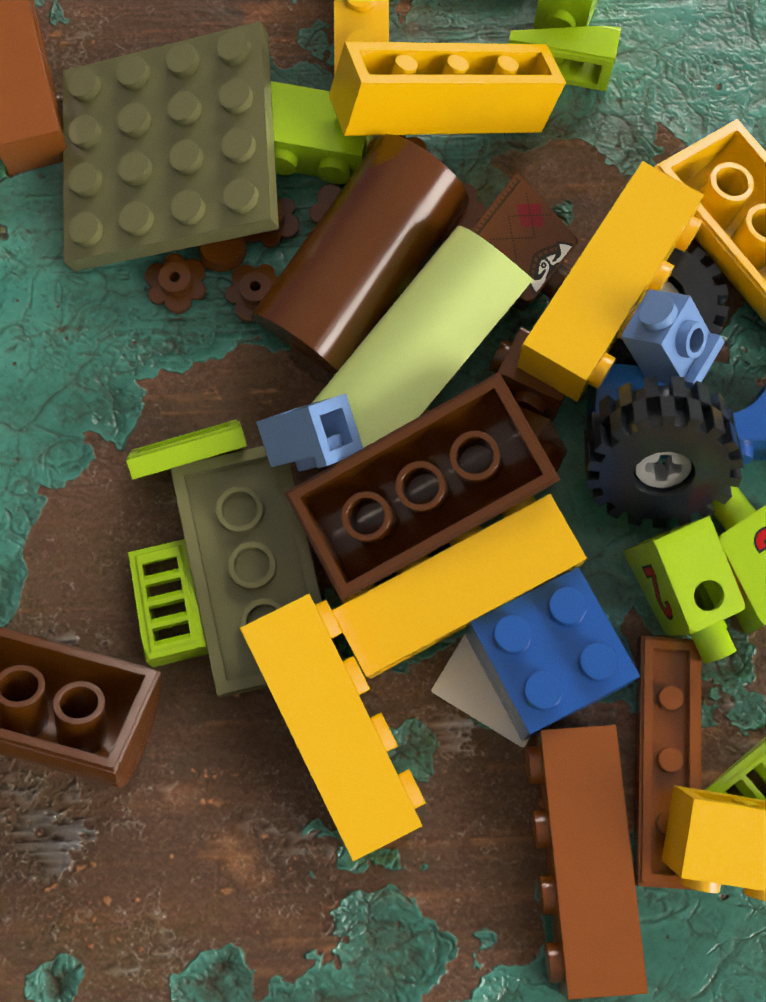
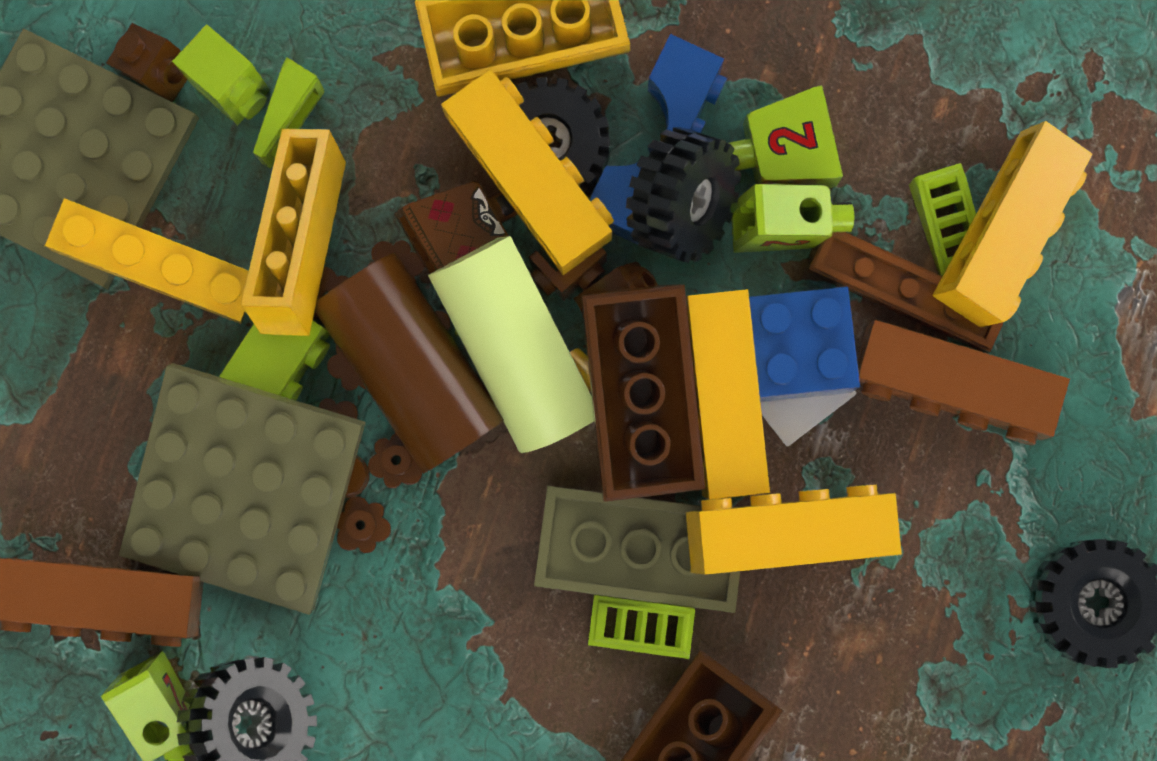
camera: 65 degrees left, 10 degrees up
(186, 449) = (522, 567): lime tile -> none
(311, 434) = (561, 462): medium blue brick -> none
(671, 338) = (600, 147): medium blue brick -> none

